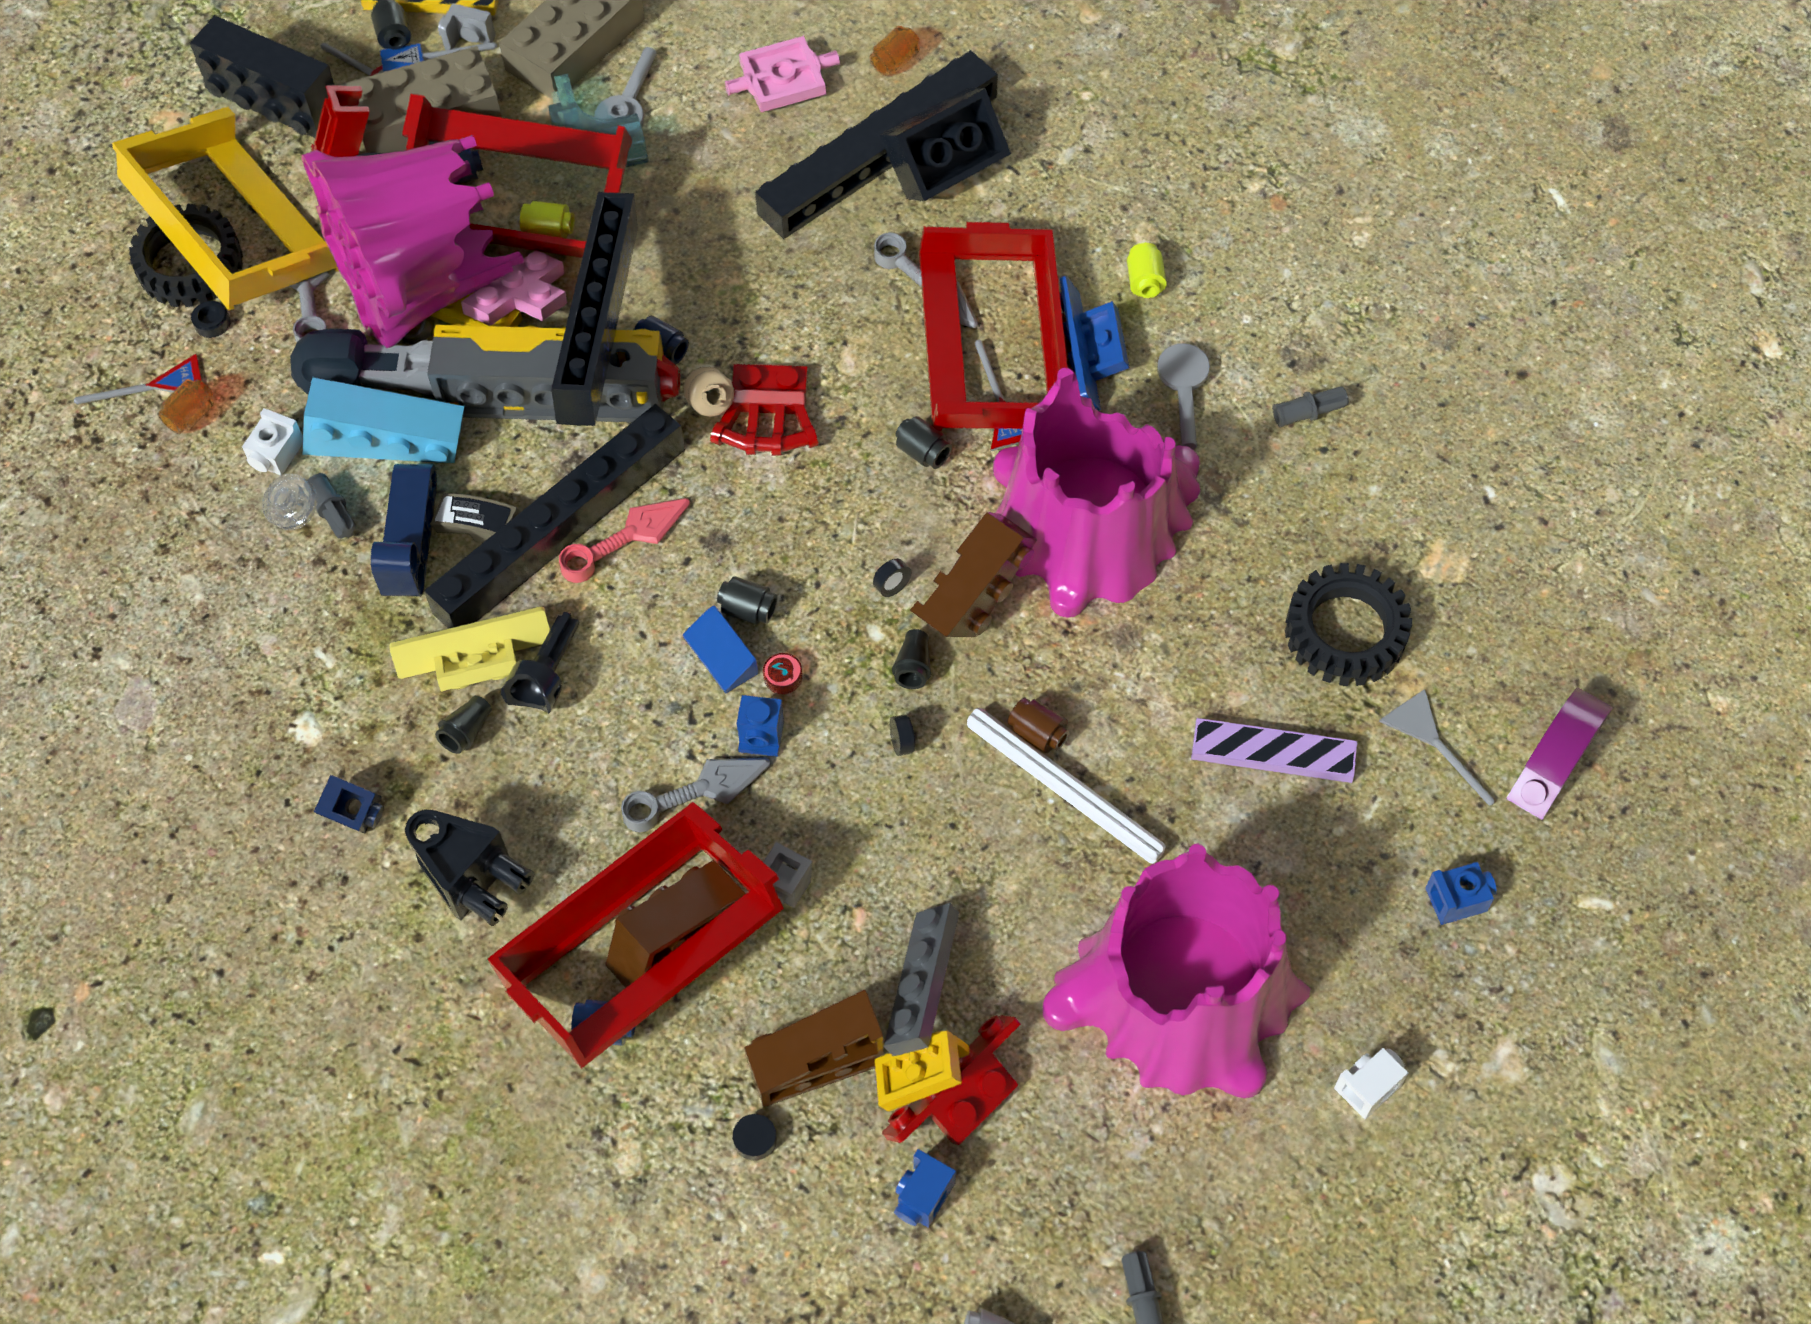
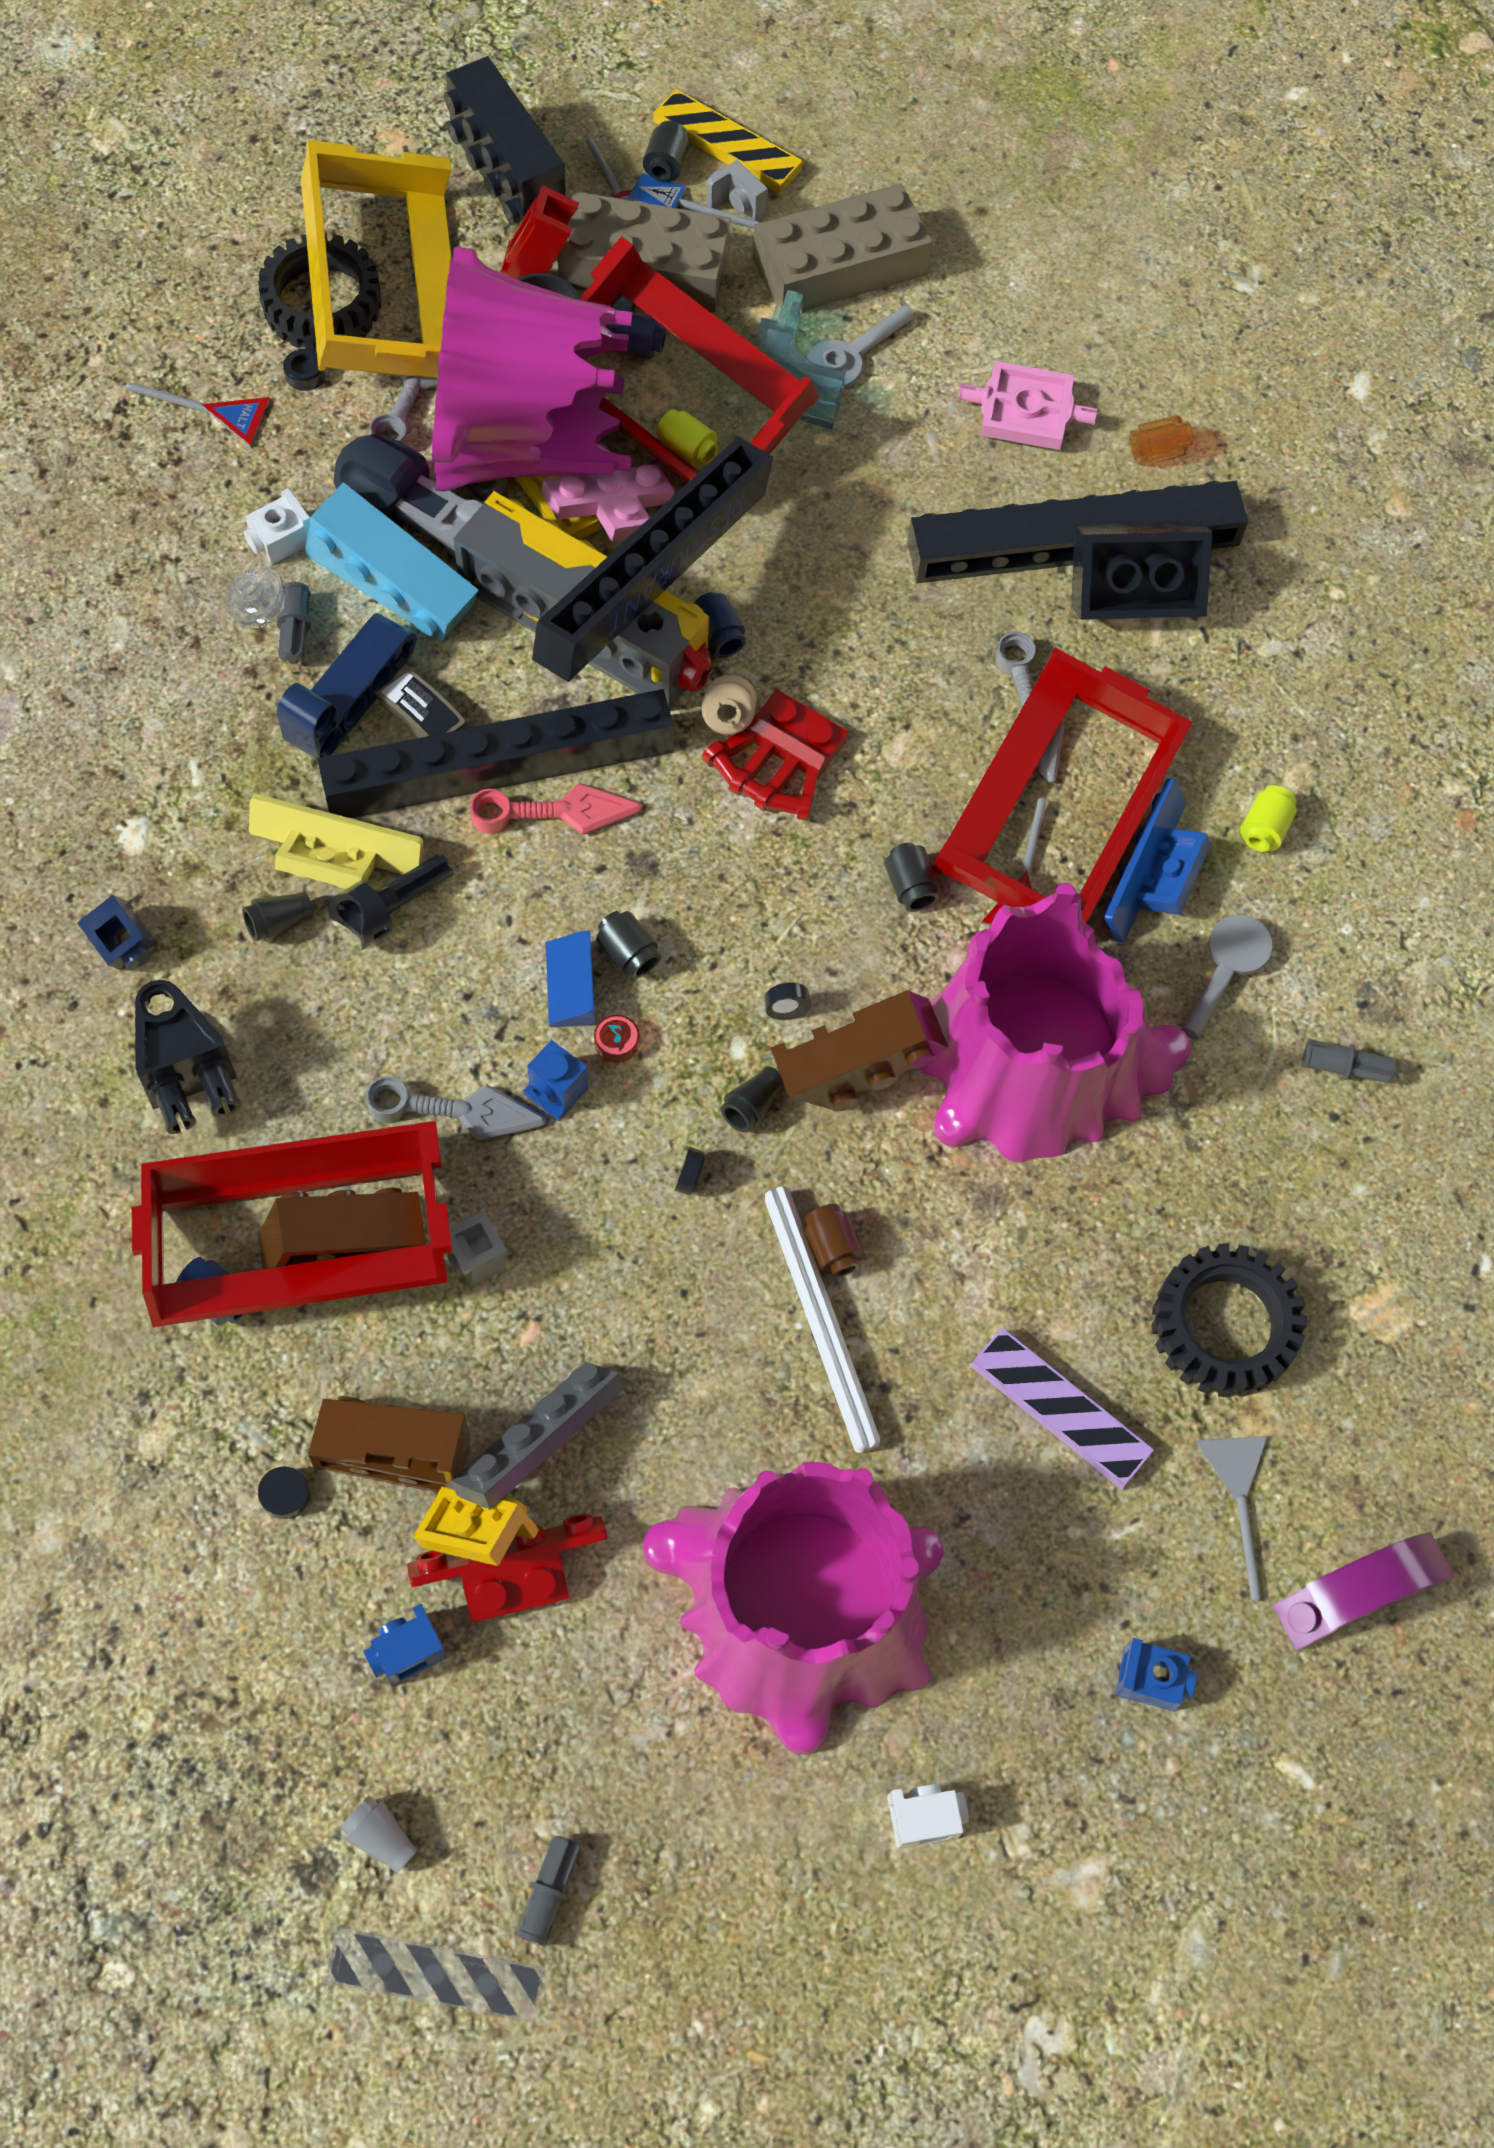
camera: 25 degrees right, 5 degrees up
(186, 406) = (223, 446): clear orange brick -> none

